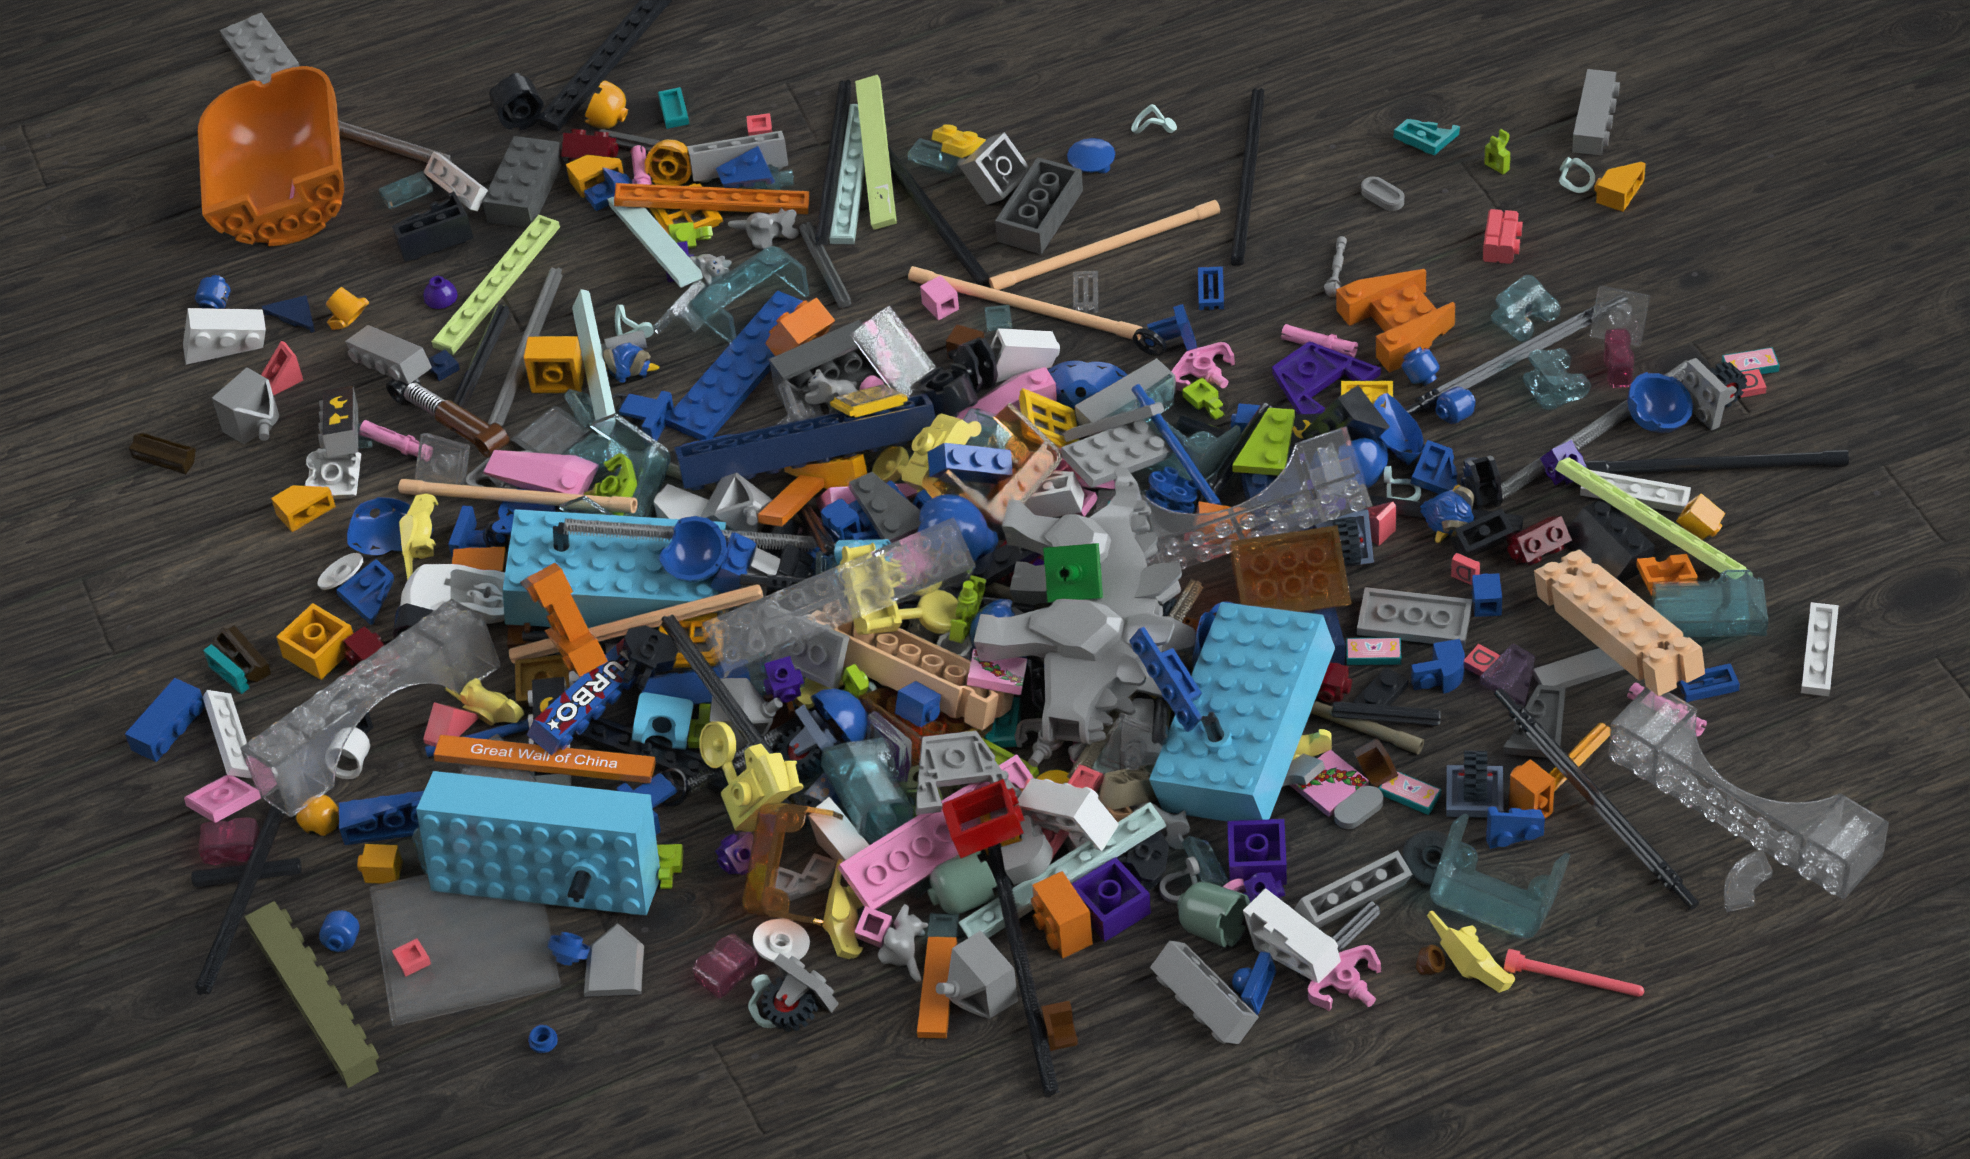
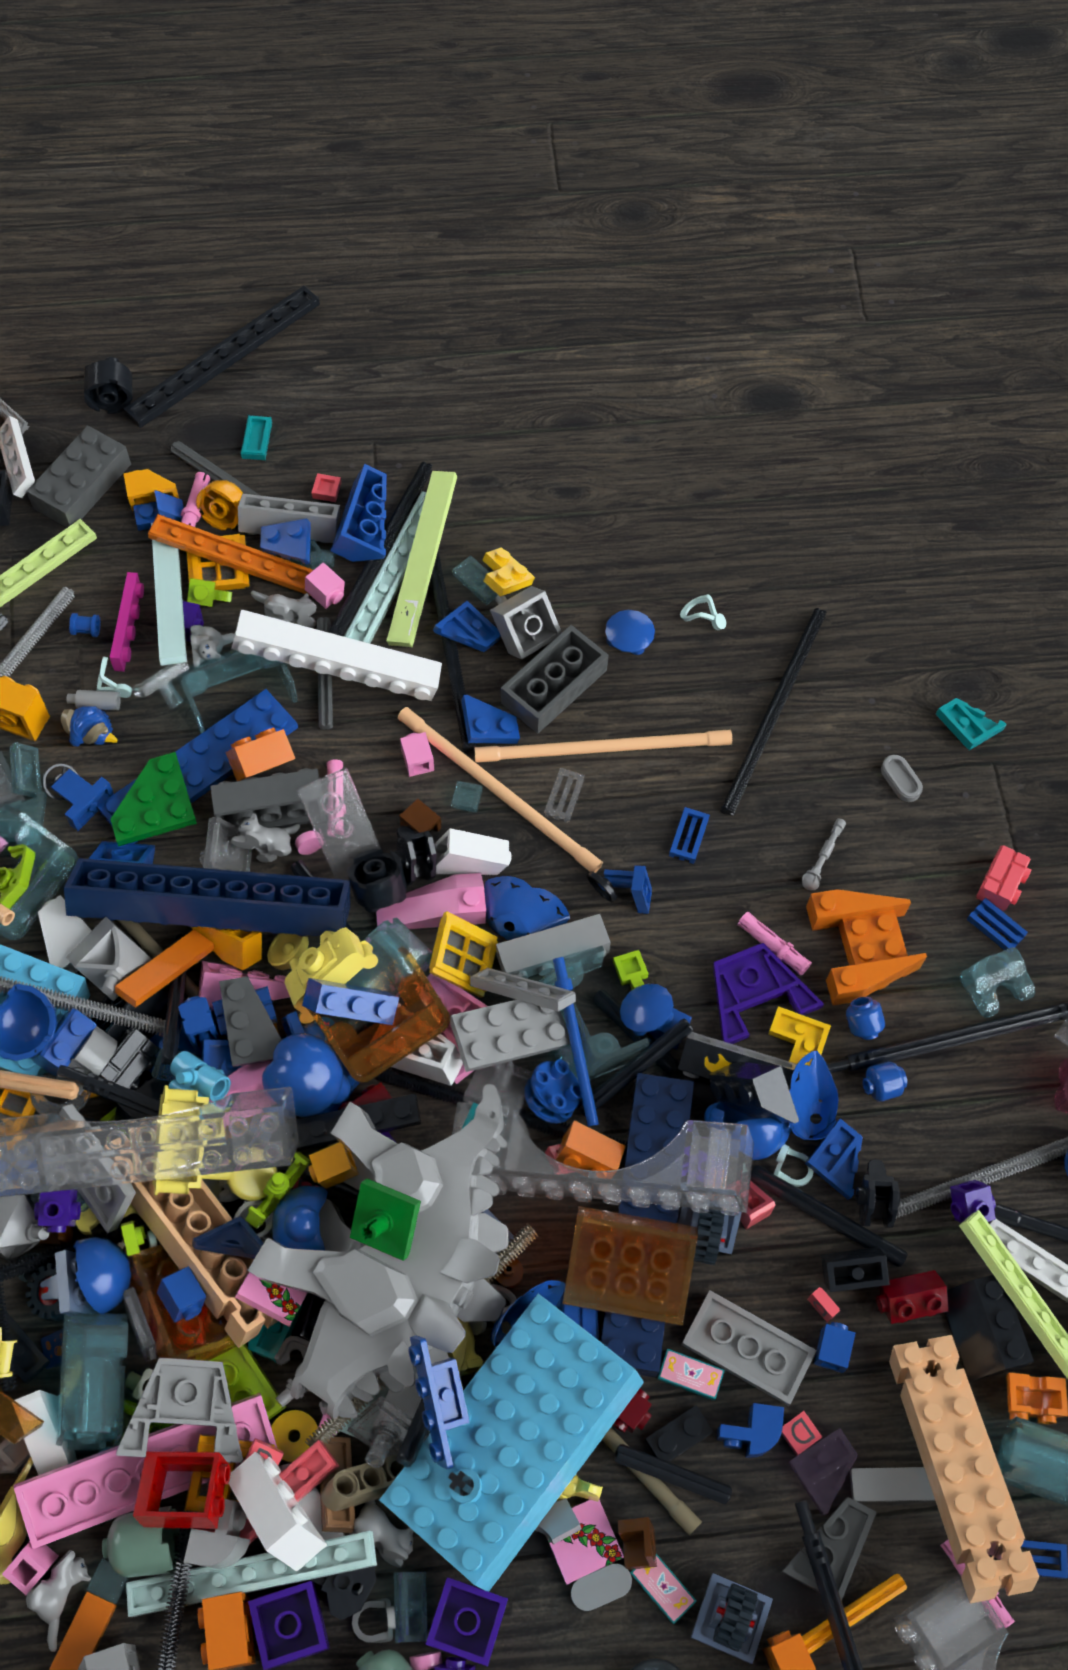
camera: 10 degrees right, 15 degrees up
(579, 144) = (162, 460): dark red brick -> none
(589, 286) = (84, 624): none -> blue bush
(592, 356) = (52, 720): light aqua tile -> none
(606, 107) = (190, 419): light orange cylinder -> none
(622, 270) = (125, 627): none -> dark pink plate
(719, 397) = (154, 803): none -> green plate
(797, 195) = (324, 586): none -> bright pink brick
(808, 135) = (362, 523): none -> blue wedge
(835, 237) = (336, 655): none -> white brick
(868, 401) = (288, 872): piece -> none
(943, 192) = (469, 628): none -> blue wing
(945, 649) = (230, 1238): none -> dark blue tile
(993, 257) = (488, 723): none -> blue wing
(1007, 576) = (332, 1165): none -> light orange brick
(1200, 364) = (643, 929): bright pink piece -> none
(1227, 410) = (647, 1008): none -> blue dish
(1268, 445) = (670, 1077): lime wing -> none
(1448, 511) = (830, 1224): blue hair -> none
(1495, 153) = (1033, 774): lime plate -> none
(1508, 268) = (1000, 922): none -> blue tile
(1551, 383) = (992, 1085): clear light blue piece -> none

